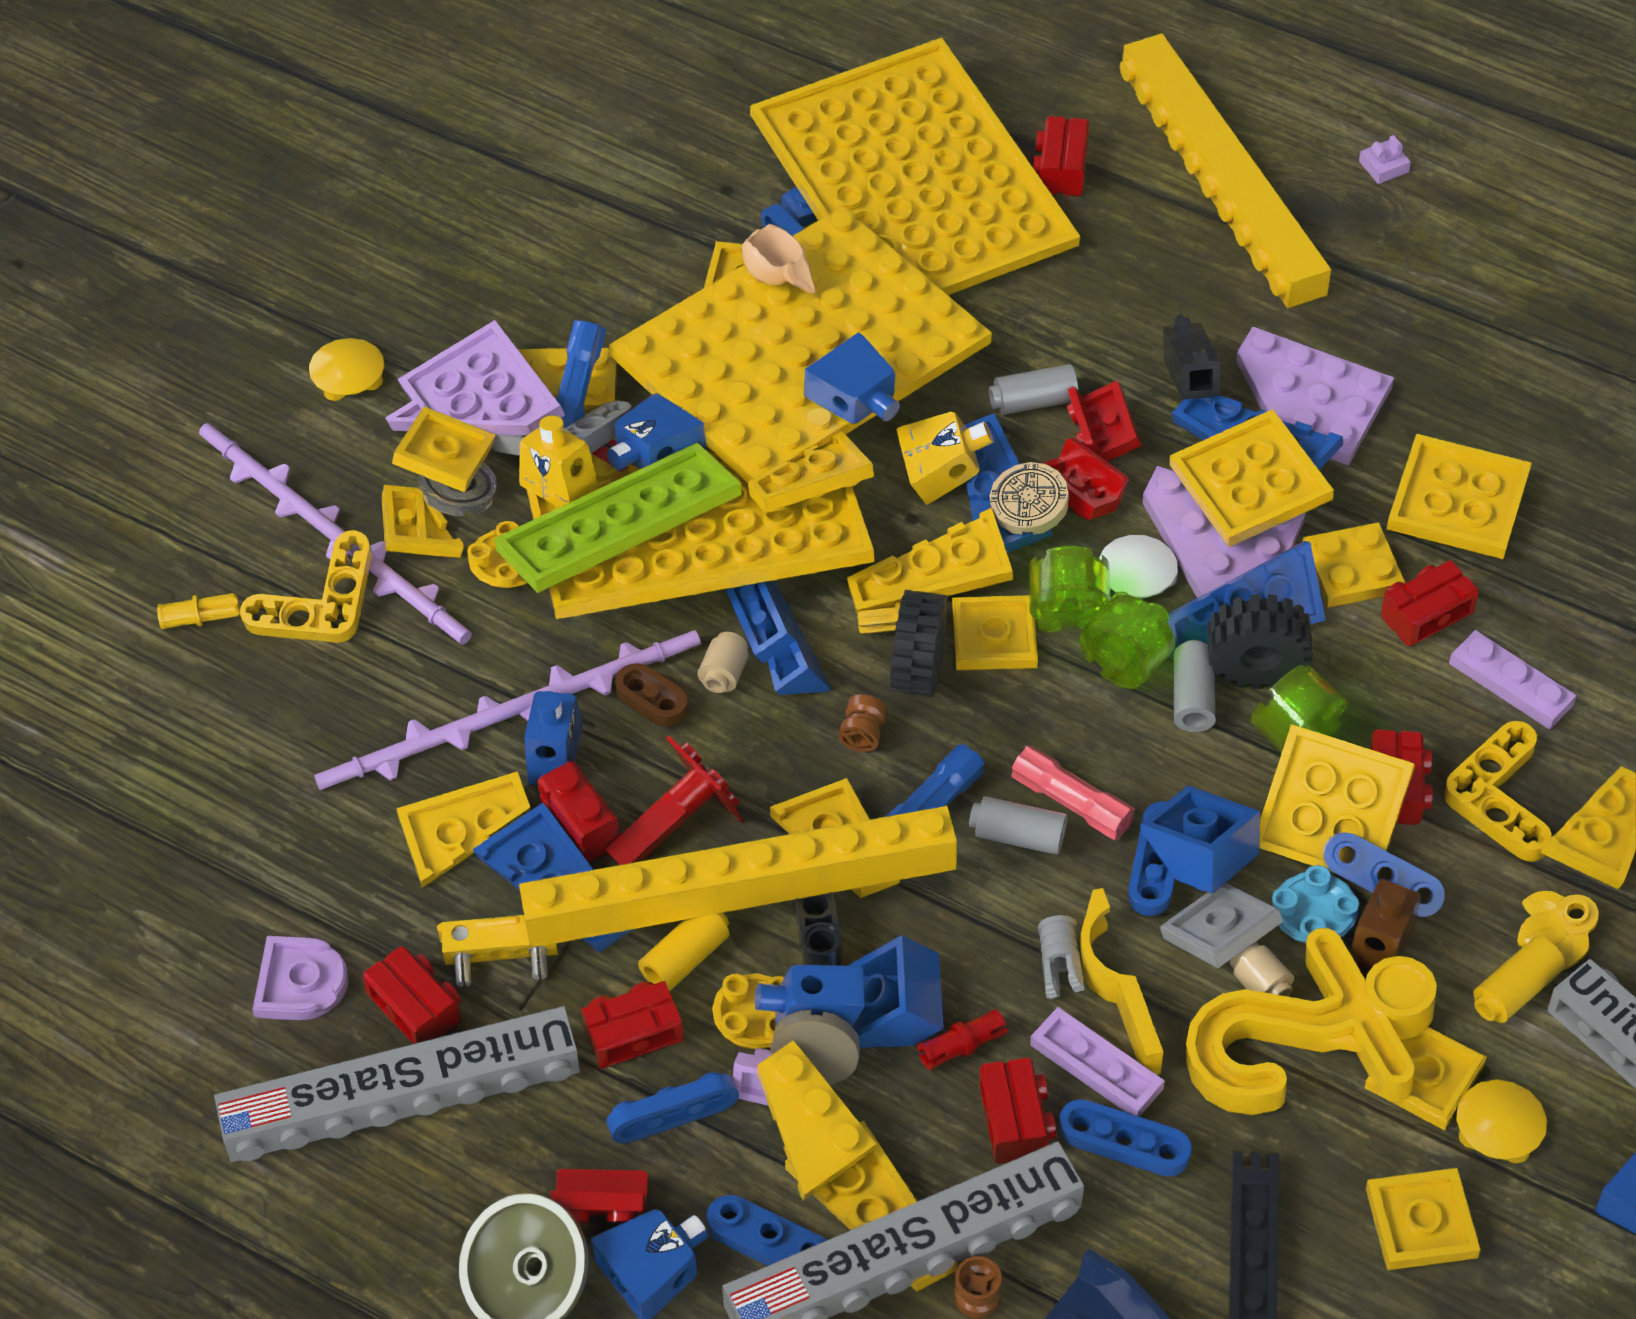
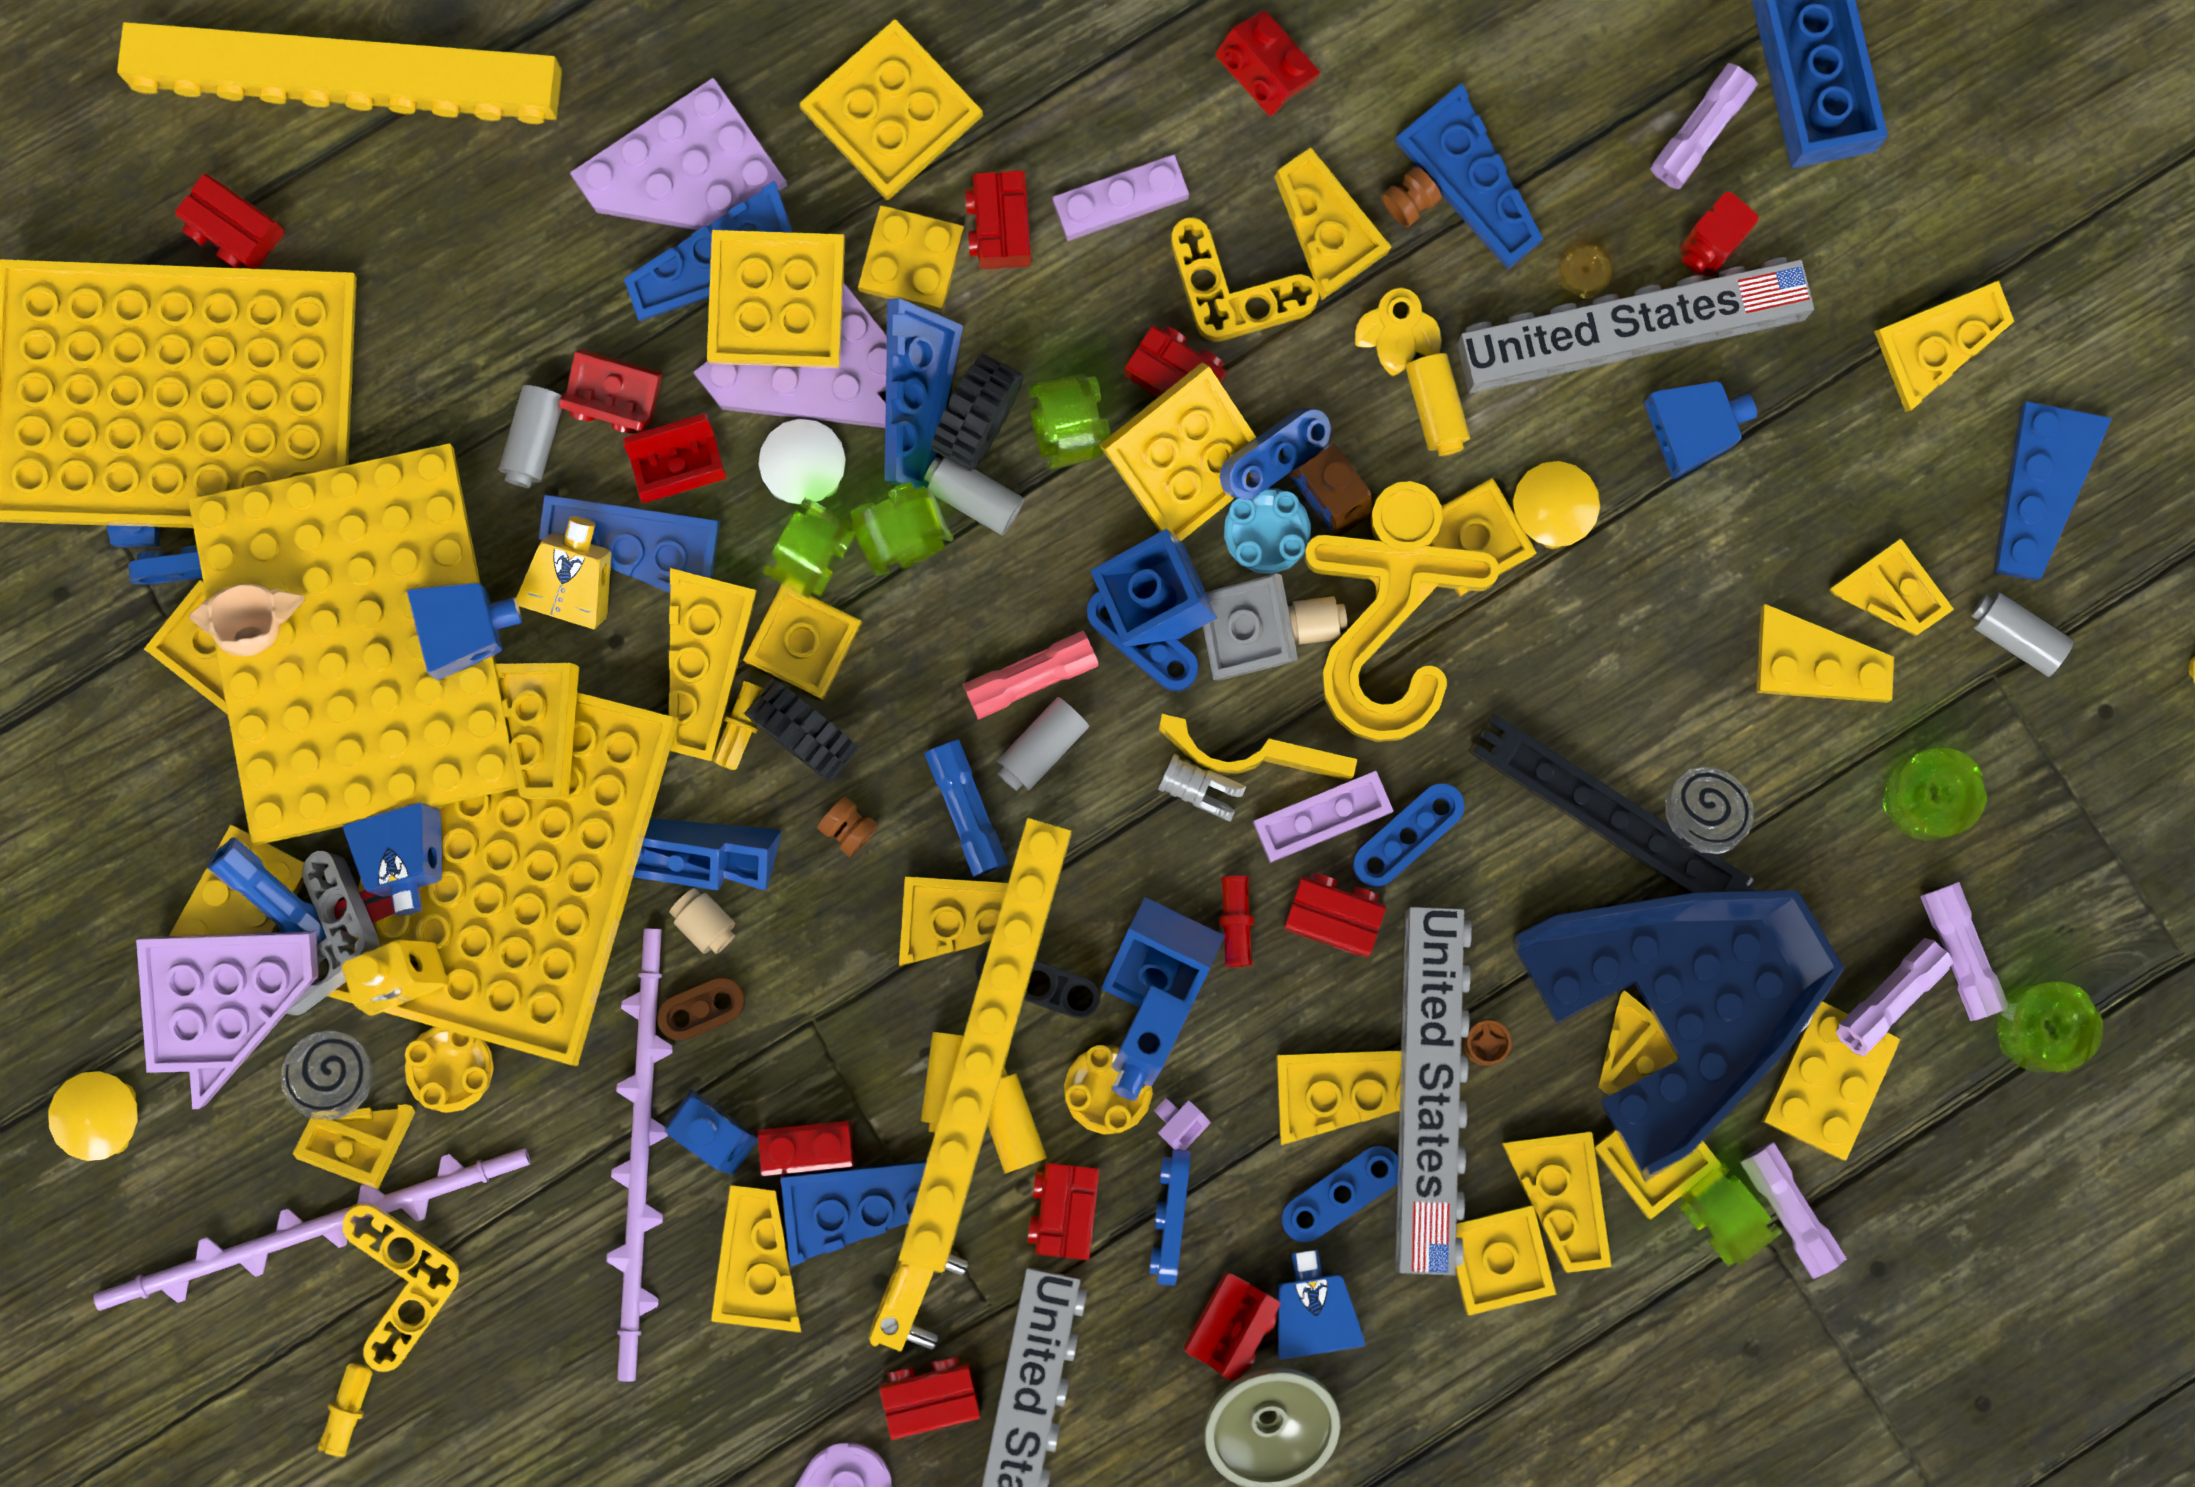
camera: 65 degrees left, 30 degrees up
(443, 449) = (286, 1074): yellow plate -> none
(617, 517) = (490, 946): lime plate -> none
(673, 808) = (851, 1047): red piece -> none
(813, 1121) = (1265, 1105): yellow wing -> none
(824, 1039) = (1187, 1069): dark tan tile -> none
(1029, 498) = (678, 524): tan tile -> none
(1191, 359) = (591, 264): black brick -> none
(1422, 1219) = (1615, 631): yellow plate -> none

